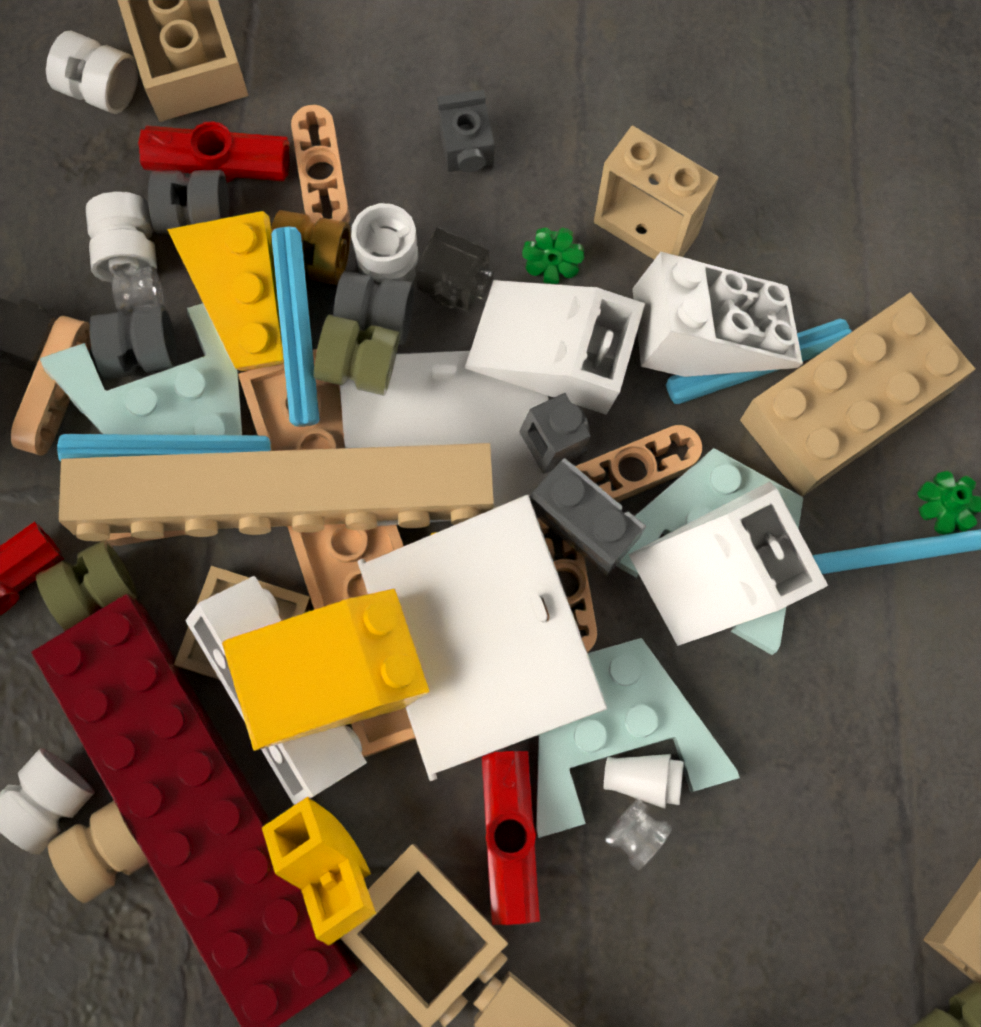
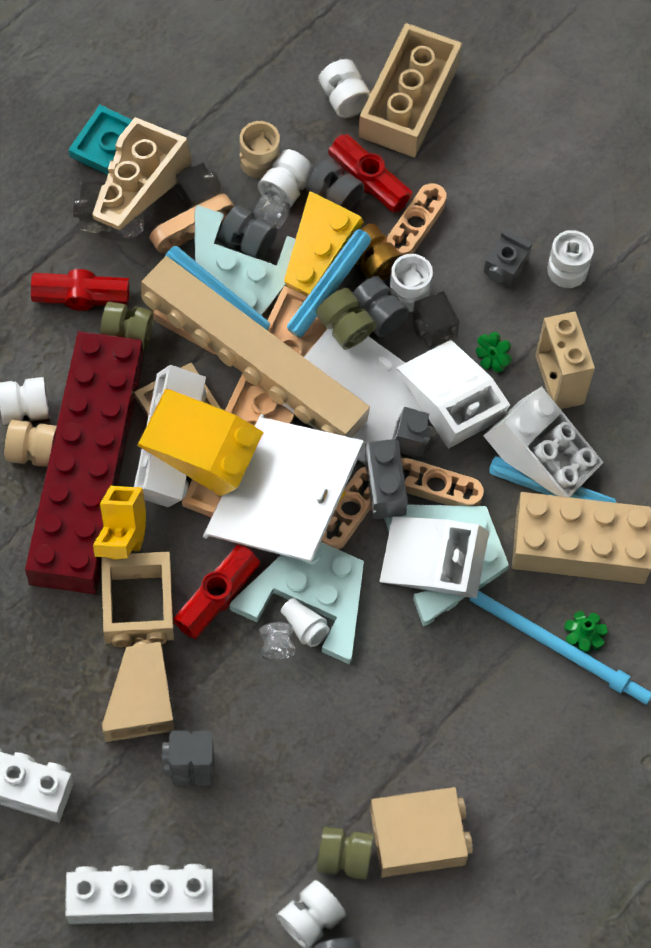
camera: 40 degrees right, 10 degrees down
(52, 225) = (258, 148): none -> tan wheel
(538, 75) = (570, 259): none -> white wheel

